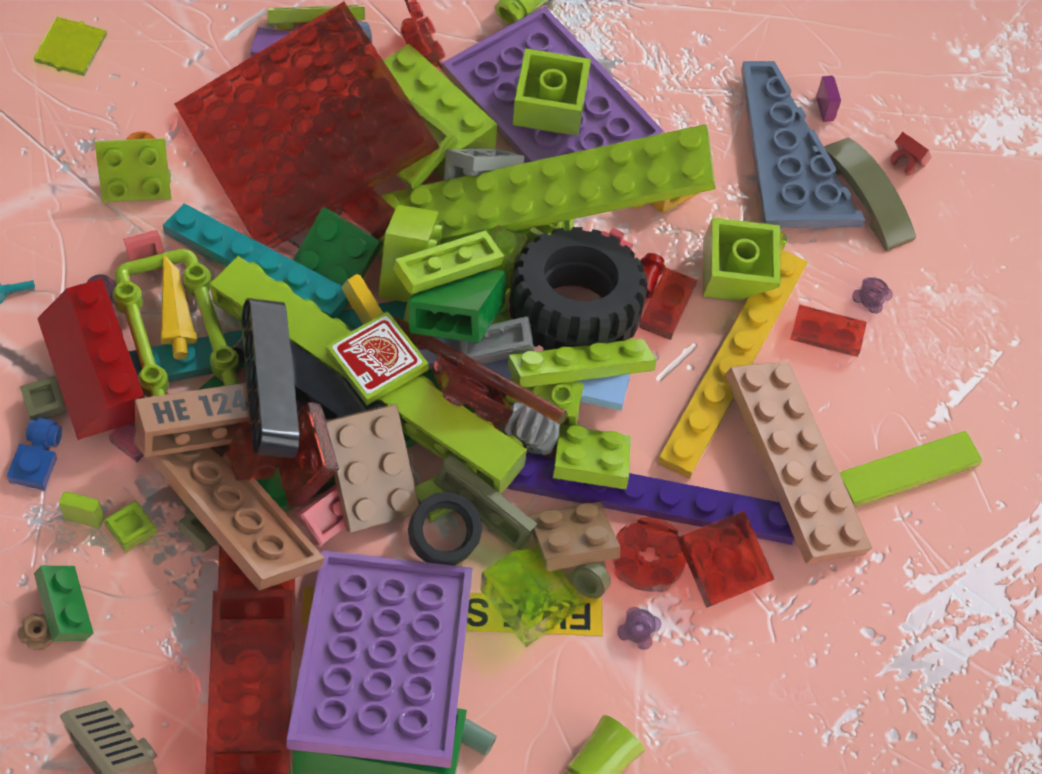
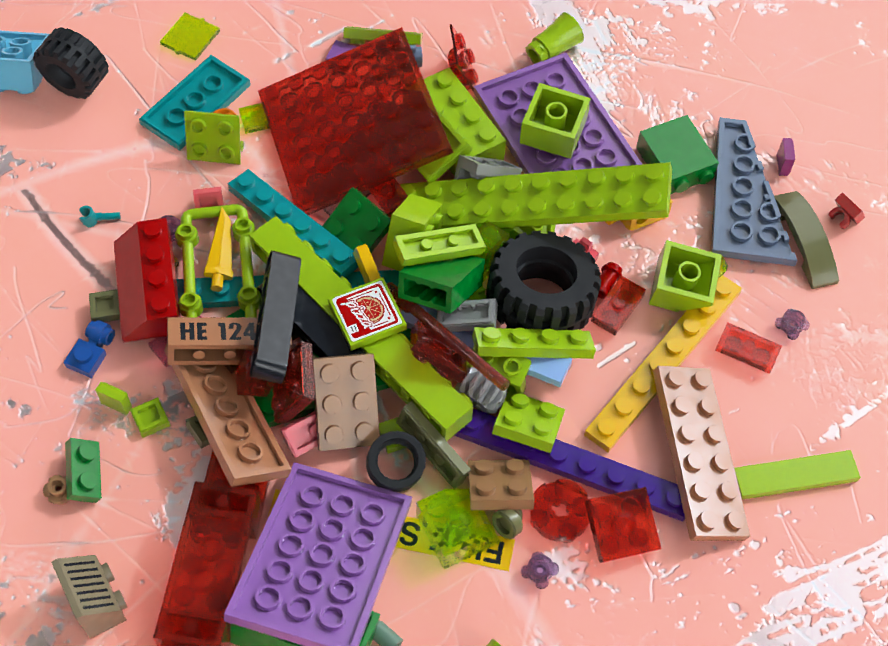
camera: 15 degrees right, 0 degrees up
(105, 111) = (205, 89): none -> teal tile
(177, 138) = (253, 118): none -> clear neon green tile
(699, 100) = (682, 147): none -> green brick

